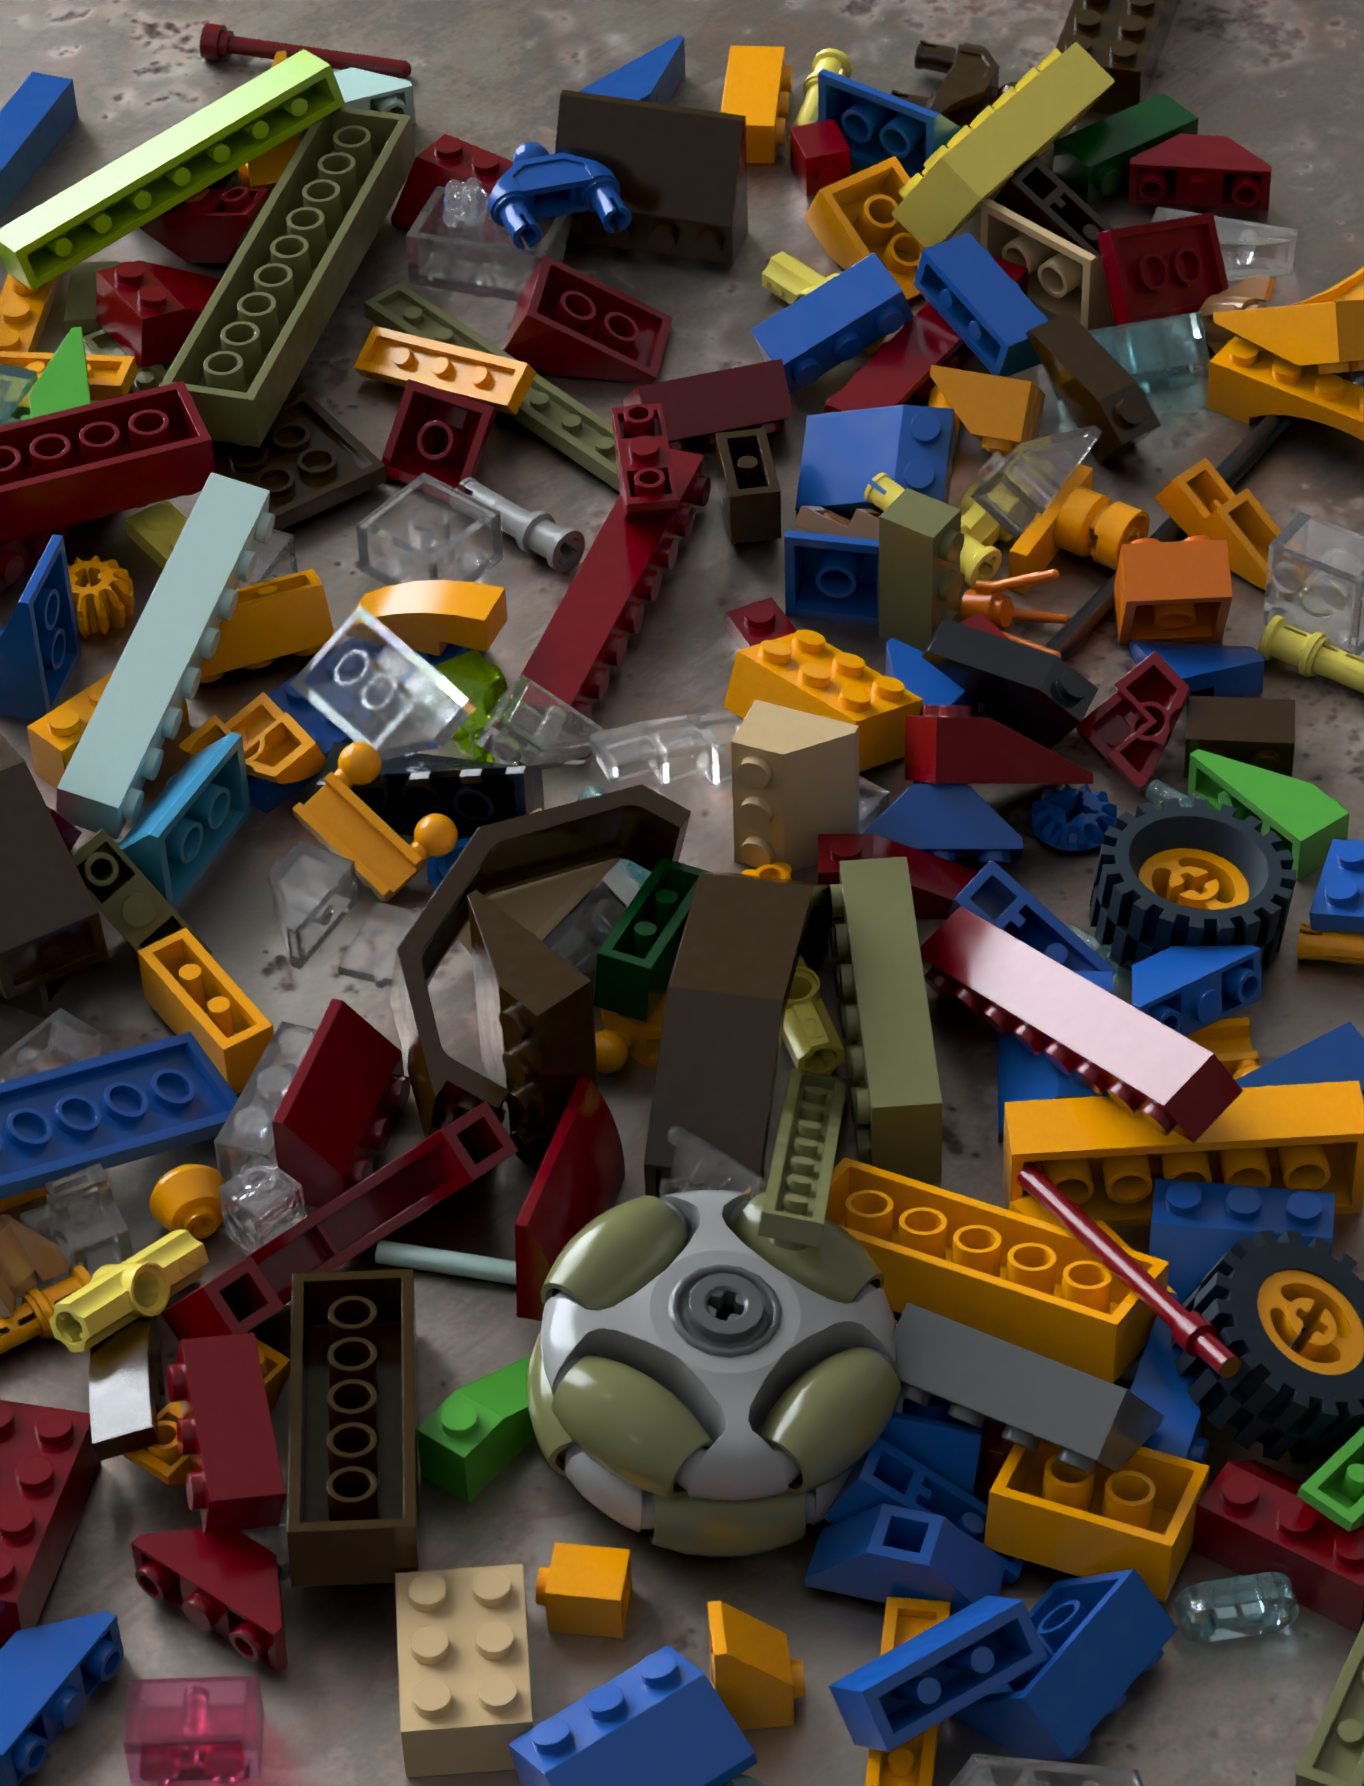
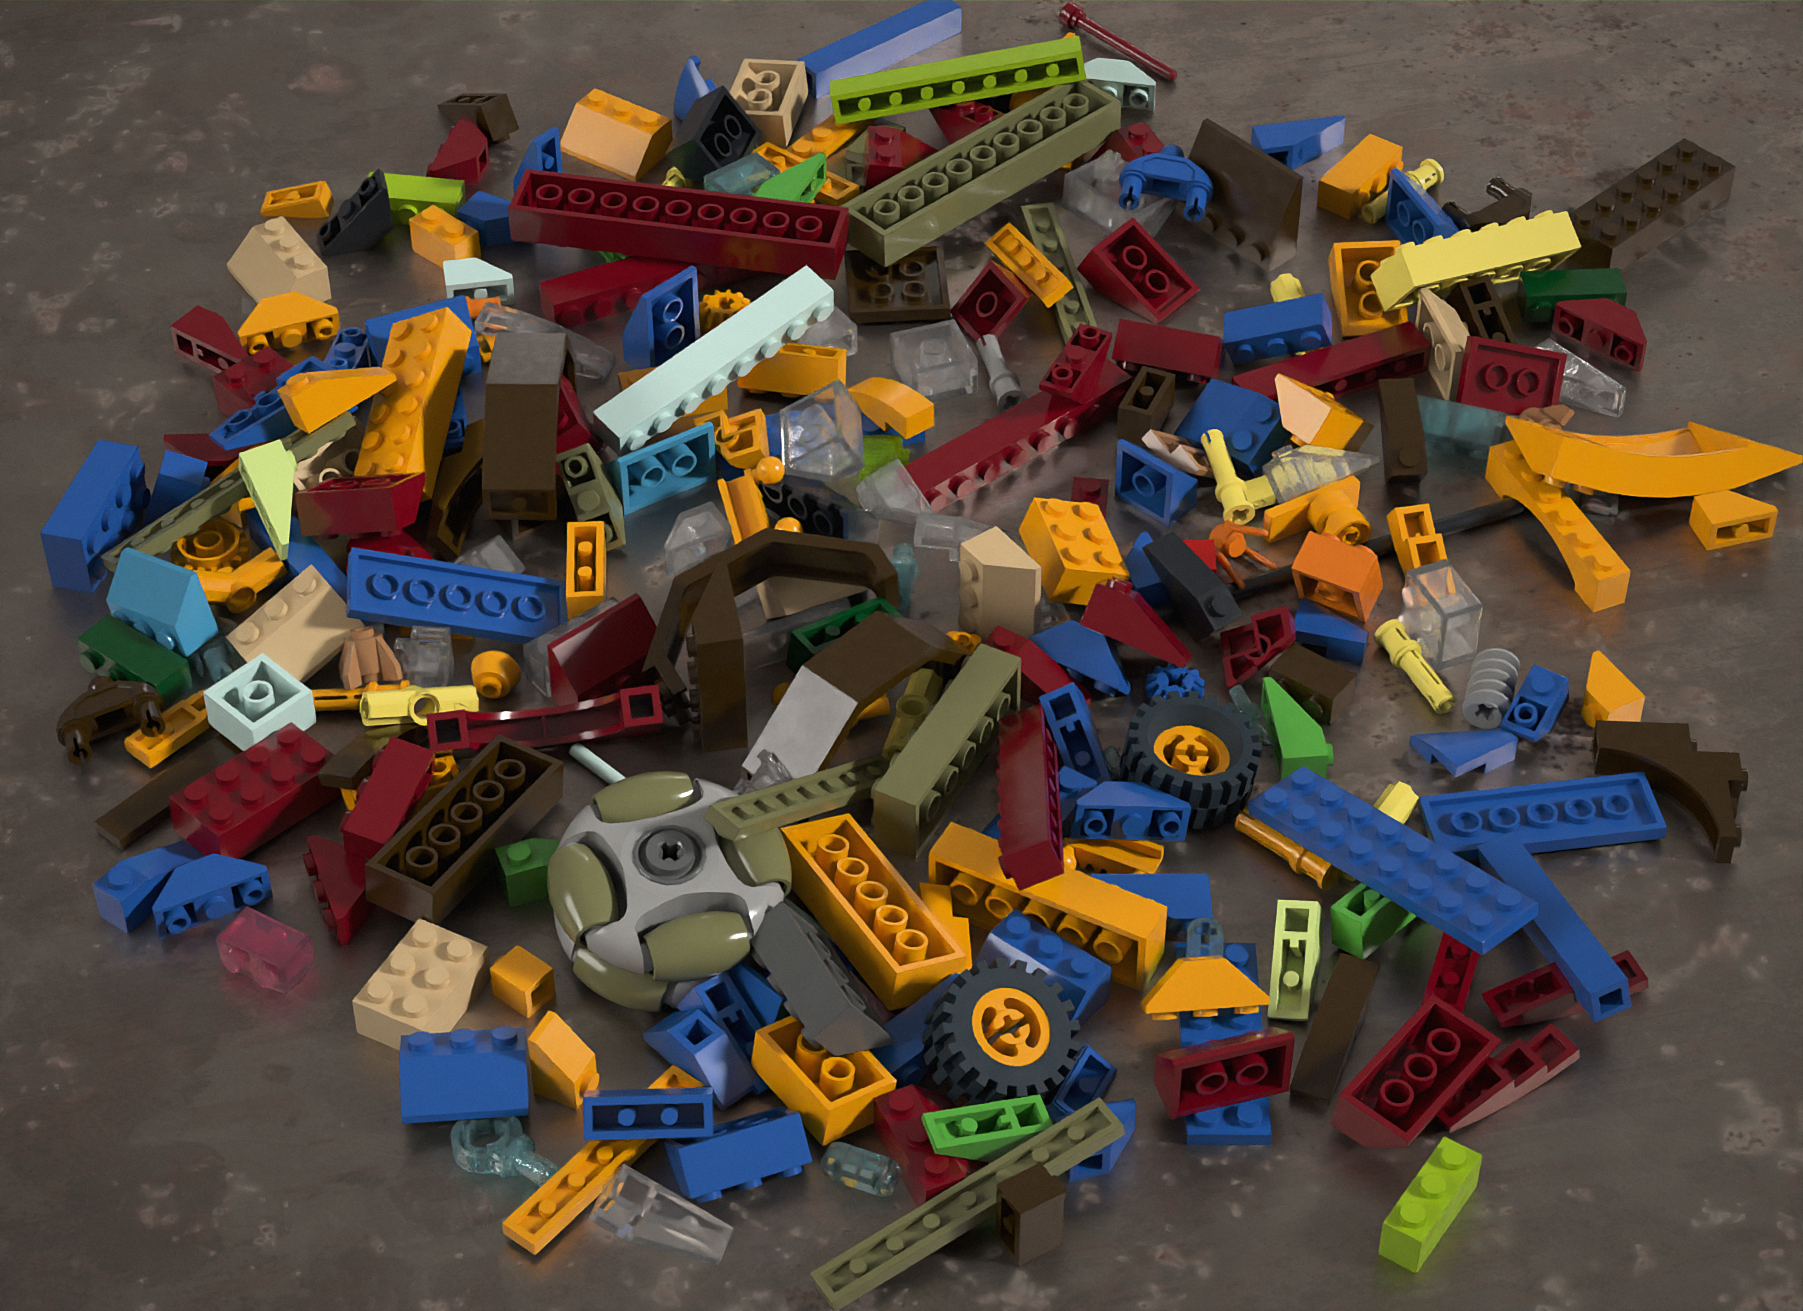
camera: 30 degrees right, 0 degrees up
(260, 1204) = (526, 688): clear brick -> none
(570, 1190) = (702, 747): dark red slope -> none
(819, 155) = (1372, 221): dark red brick -> none
(918, 568) = (1188, 492): olive brick -> none
(980, 303) = (1372, 349): blue brick -> none
(1188, 1328) = (929, 993): dark red bar -> none

